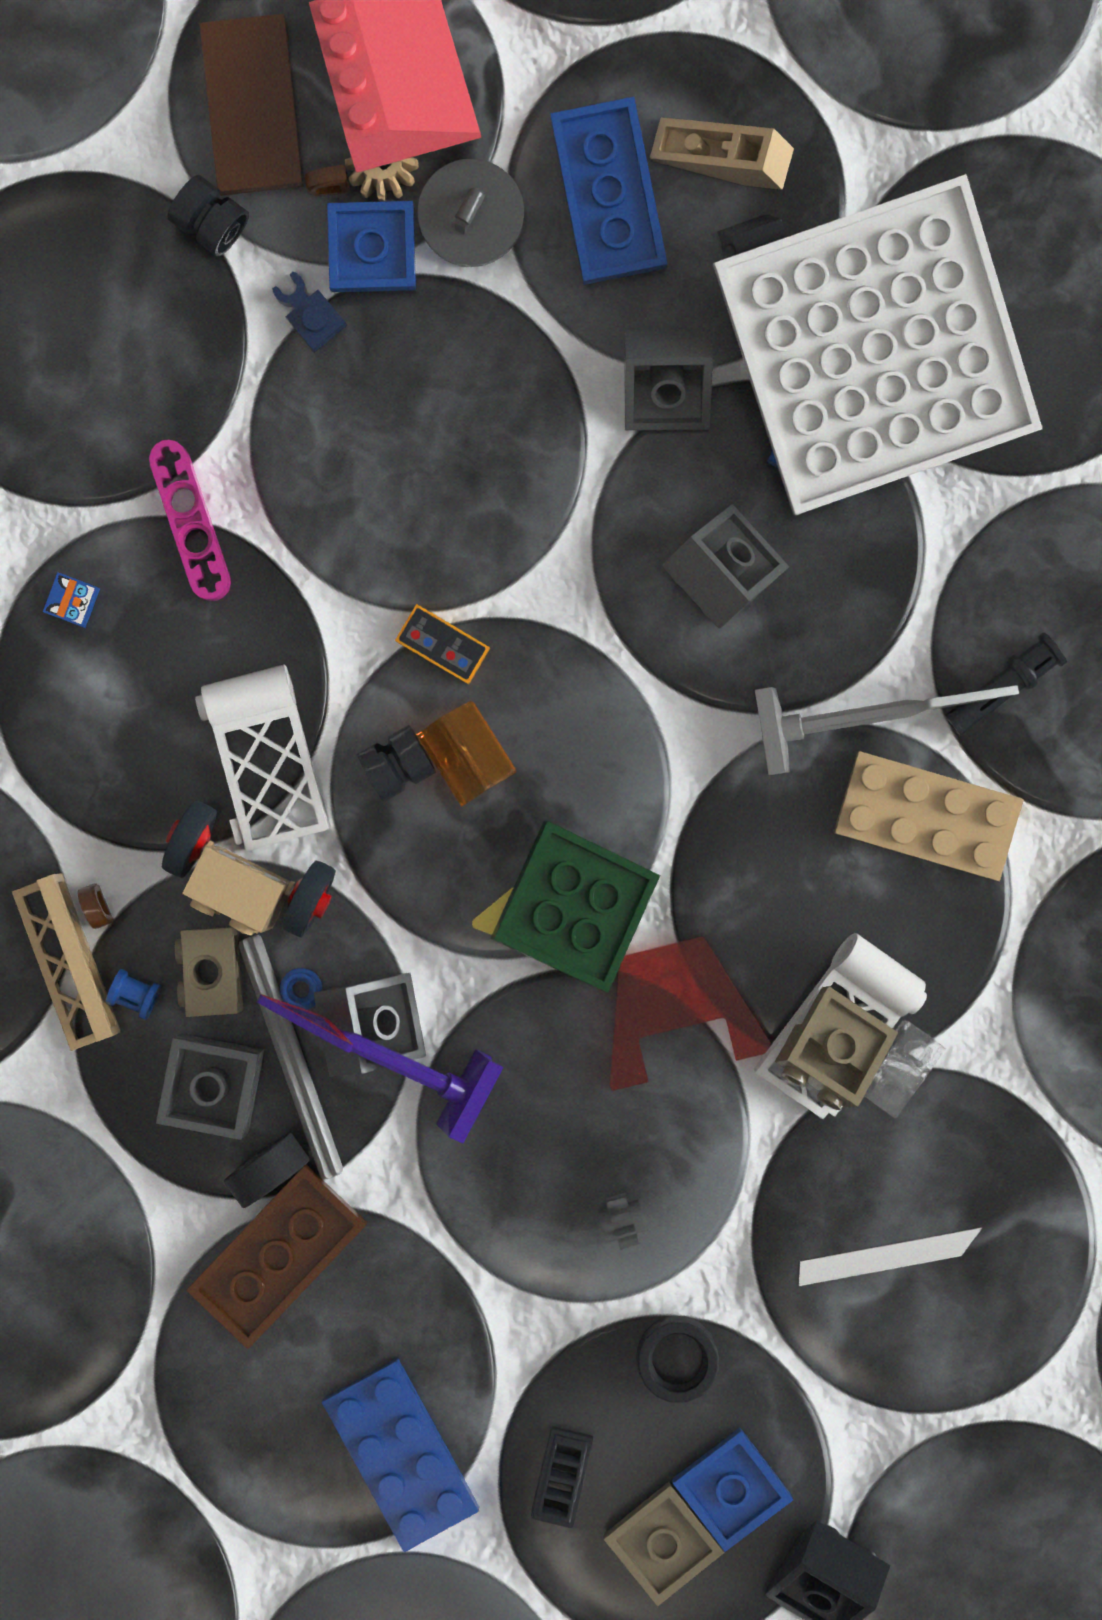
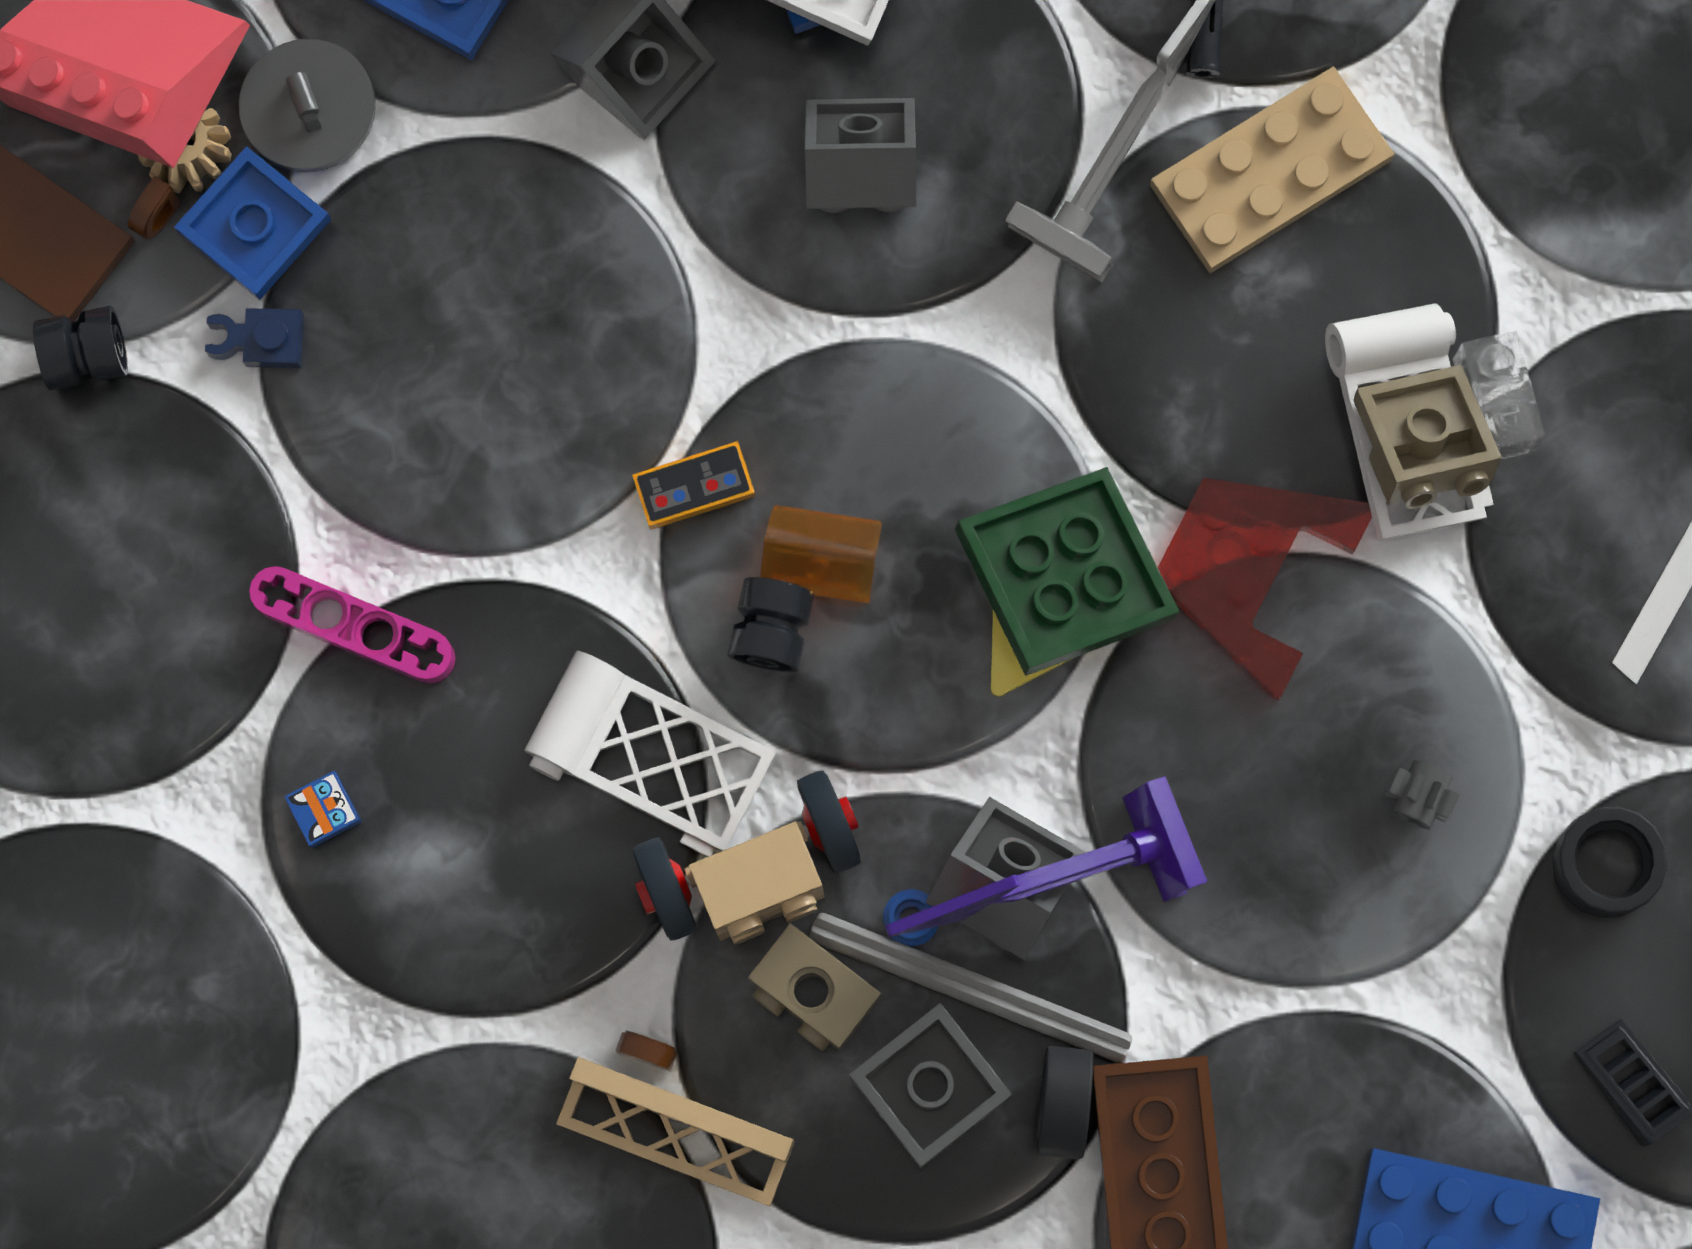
camera: 45 degrees left, 10 degrees down
(133, 994) = (768, 1089): blue bush -> none

